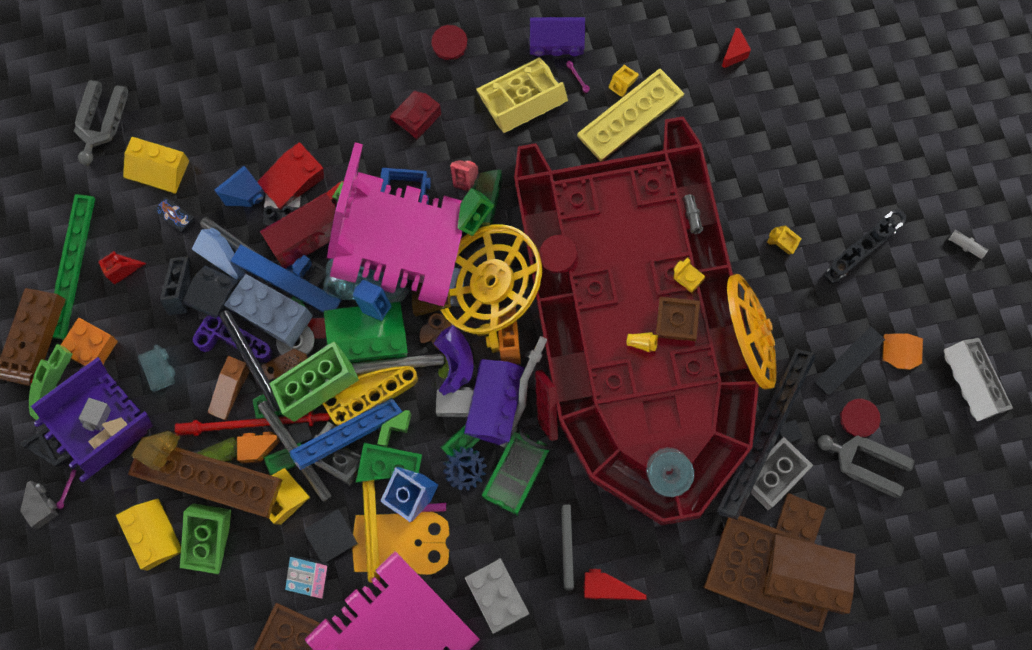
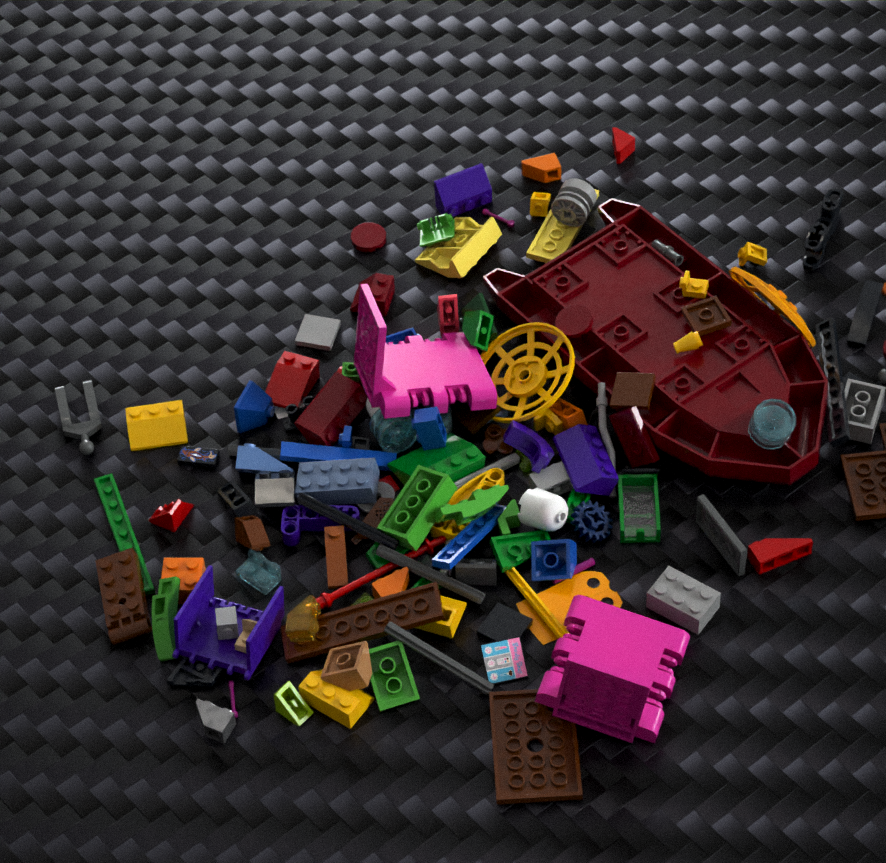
camera: 25 degrees left, 25 degrees down
(107, 525) = (291, 704): none -> lime slope
(165, 519) = (348, 666): none -> medium nougat slope
(166, 328) = (251, 532): none -> reddish brown slope
(248, 549) = (438, 658): none -> dark grey axle
(347, 128) = (317, 332): none -> light grey tile
(372, 404) = (476, 506): none -> bright green slope
(425, 438) = (542, 510): none -> white cylinder
(510, 68) = (436, 232): none -> bright green hinge
(564, 364) = (632, 390): none -> reddish brown tile
(646, 103) = (574, 202): none -> light grey wheel
(647, 41) = (542, 168): none -> orange slope

